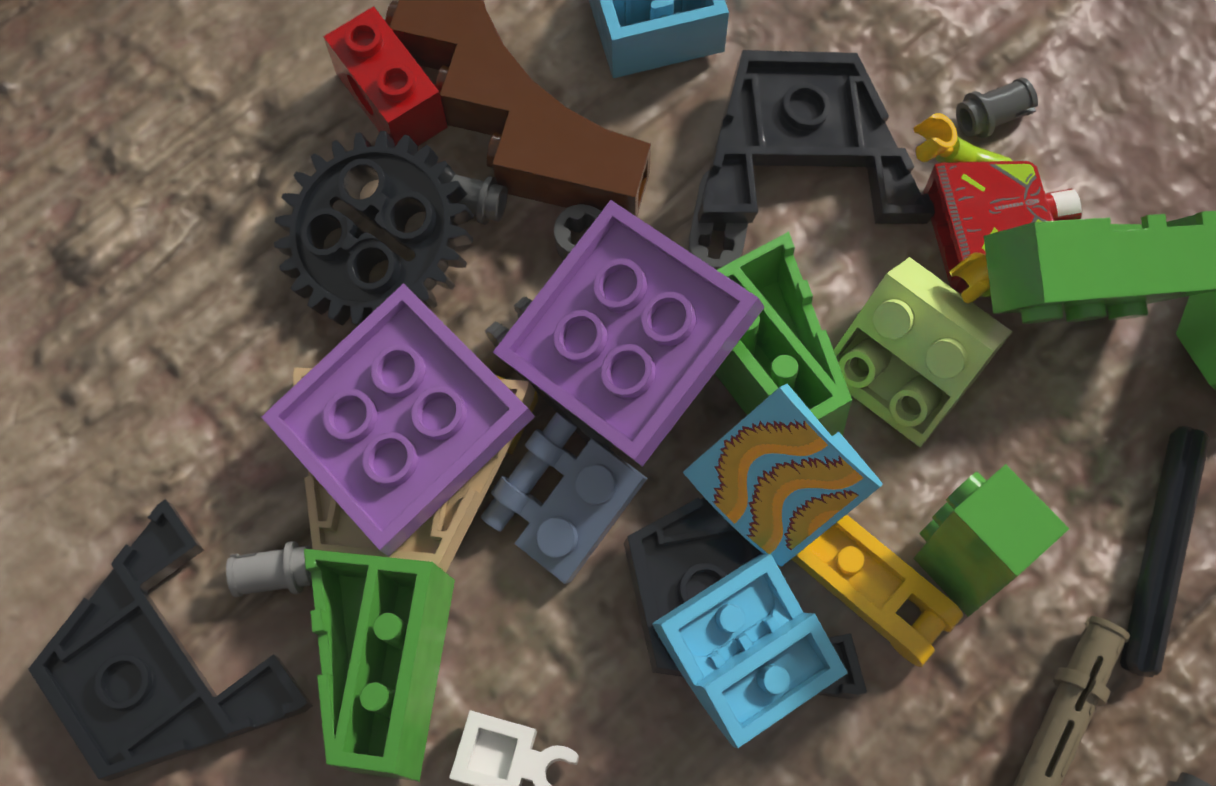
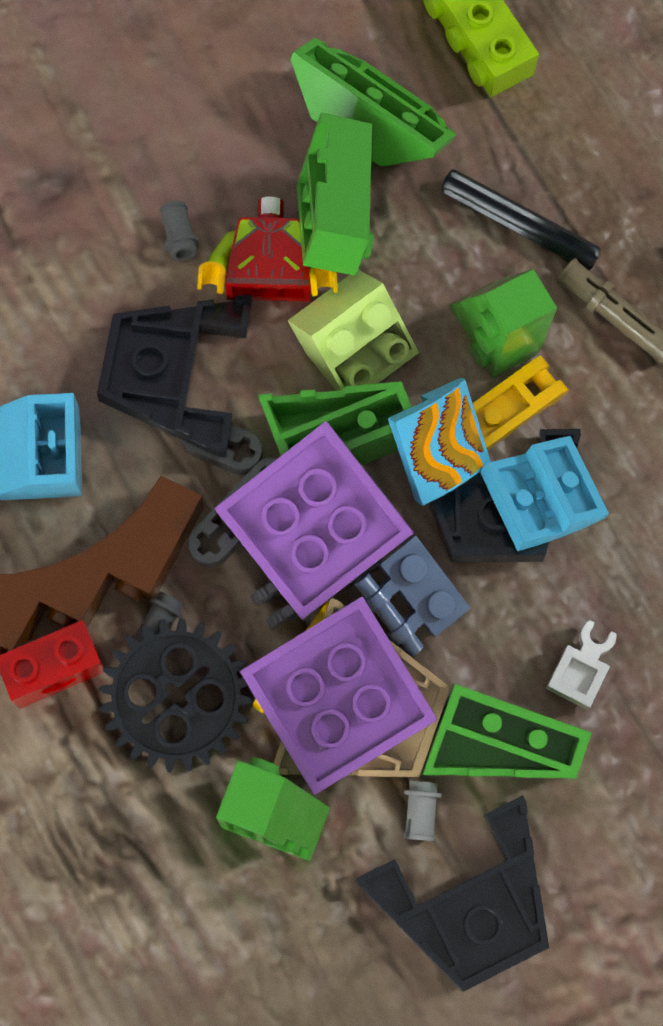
camera: 85 degrees left, 5 degrees up
(227, 348) = (271, 809): none -> bright green wedge

